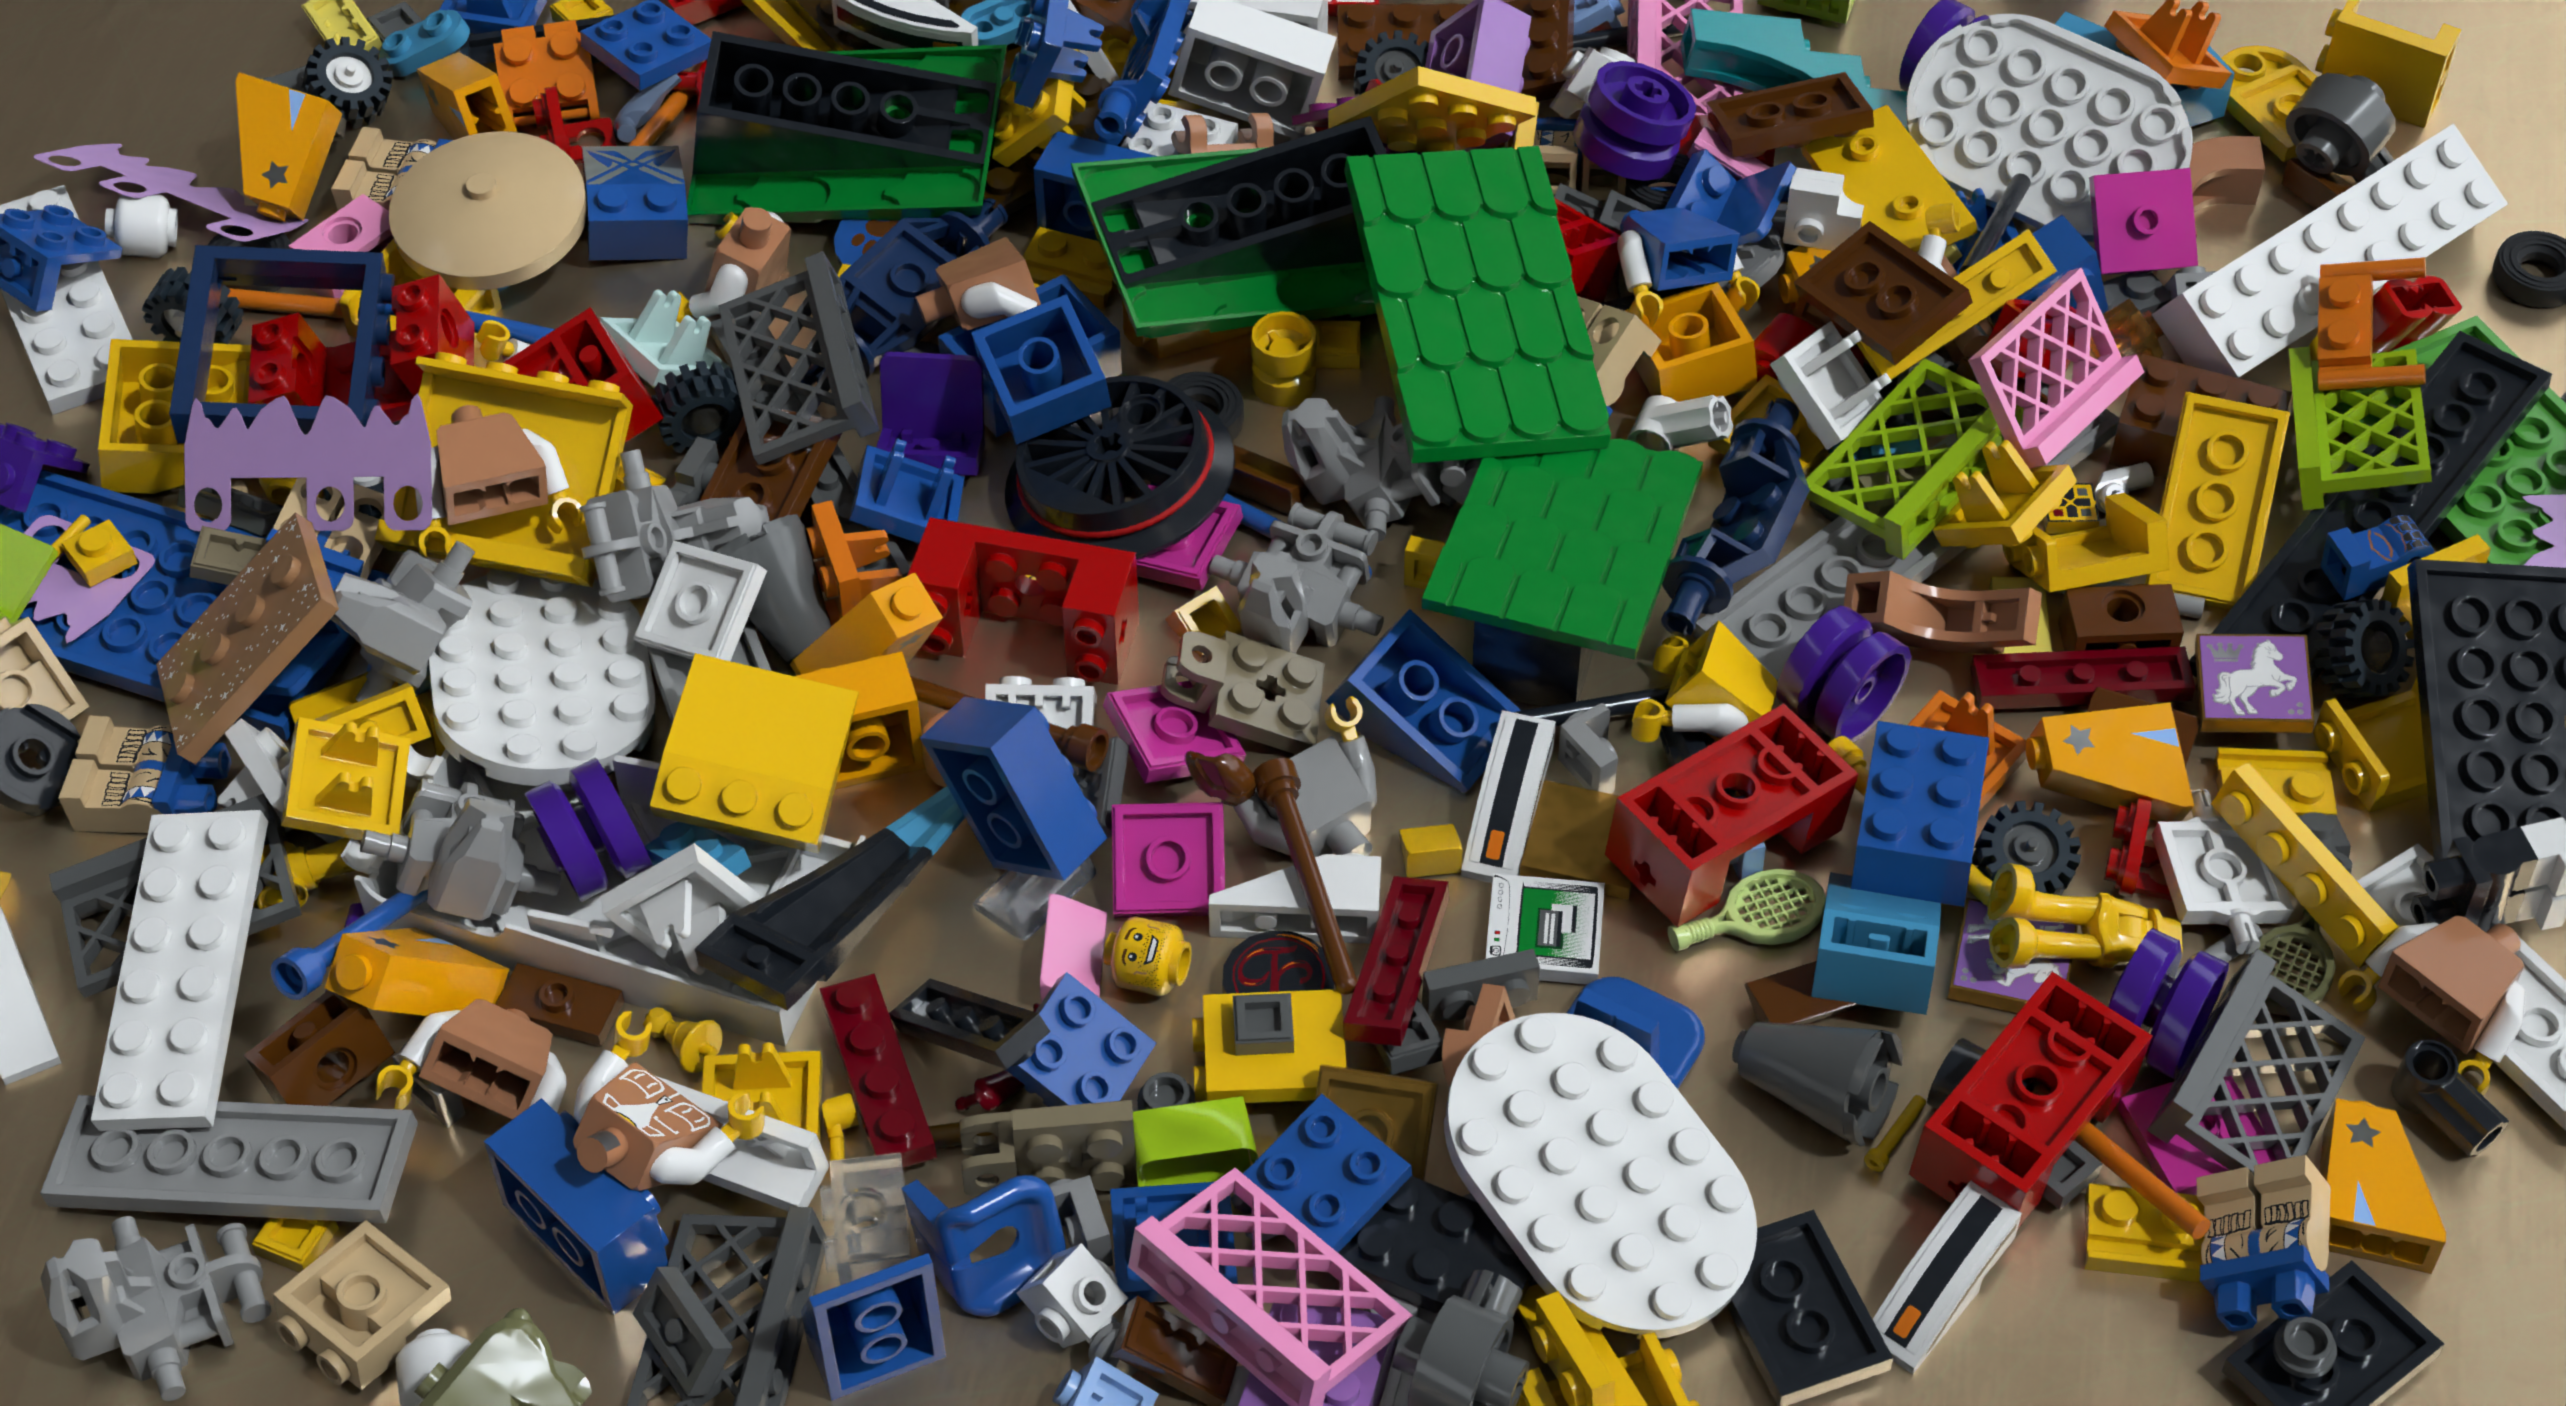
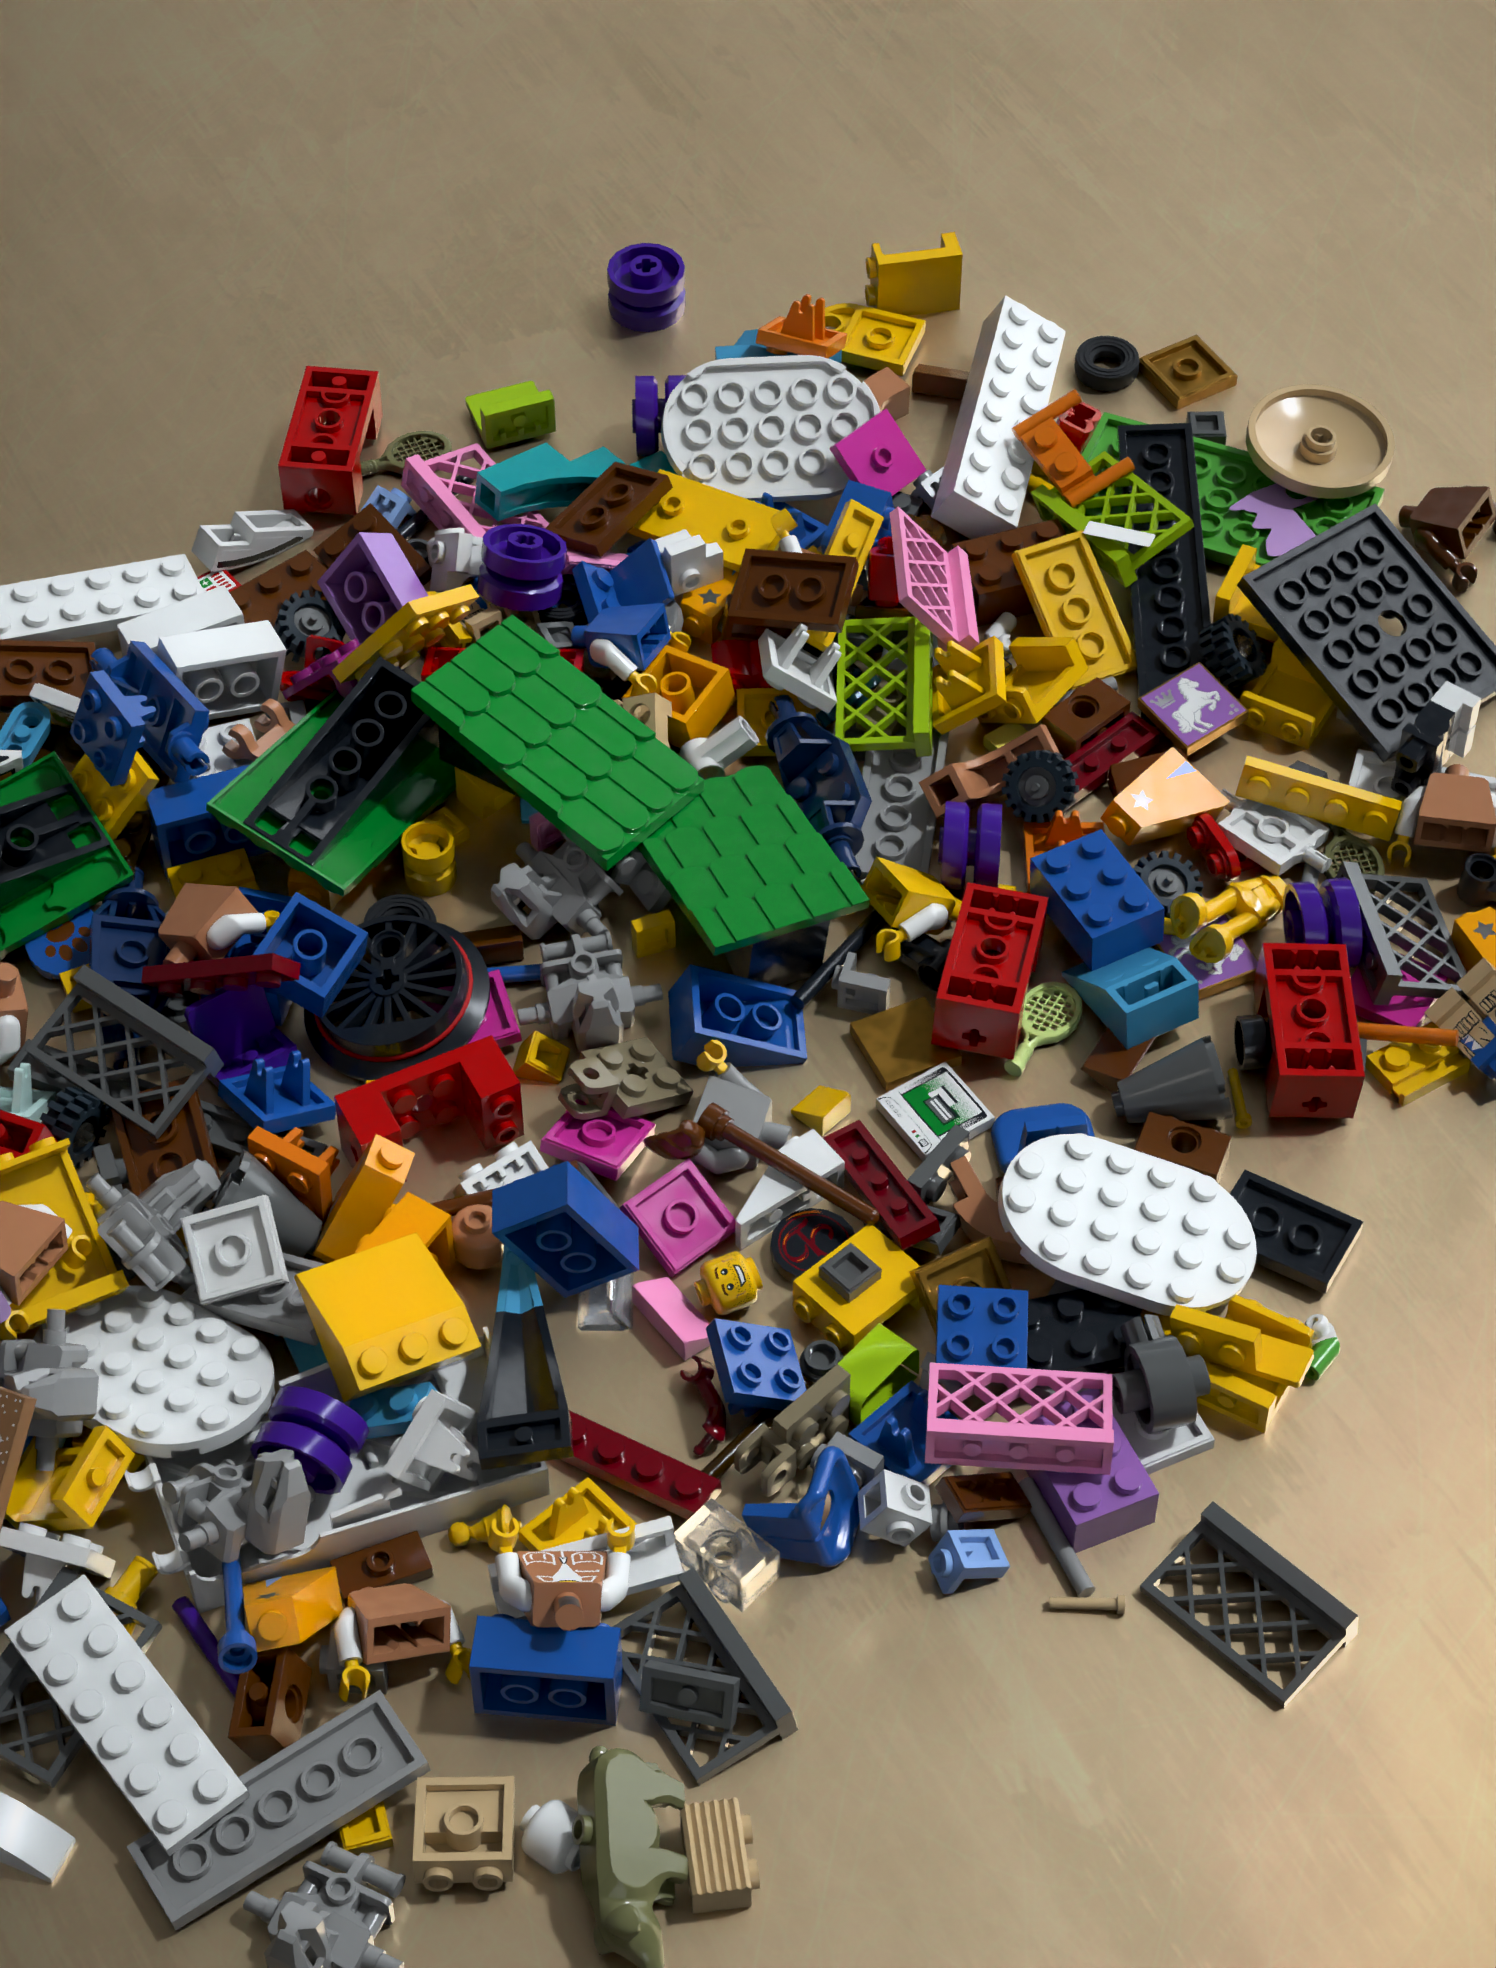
camera: 40 degrees left, 0 degrees up
(345, 779) = (121, 1517): yellow plate -> none
(838, 1115) = (636, 1506): yellow hand -> none
(875, 1327) = (800, 1604): blue slope -> none
(934, 336) = (226, 973): none -> dark red plate
(970, 1024) = (680, 1390): black plate -> none
(1508, 796) = (842, 1044): white slope -> none
(1774, 1175) = (1185, 1144): none -> reddish brown brick
(1945, 1274) = (1345, 1154): white slope -> none
(1981, 656) = (1040, 785): none -> black wheel
(1998, 220) = (803, 510): black bar -> none
(2295, 775) = (1227, 764): yellow plate -> none
(2330, 440) = (1119, 534): none -> white sticker
(2342, 126) = (934, 333): dark grey piece -> none
(2371, 555) = (1195, 589): blue leg -> none

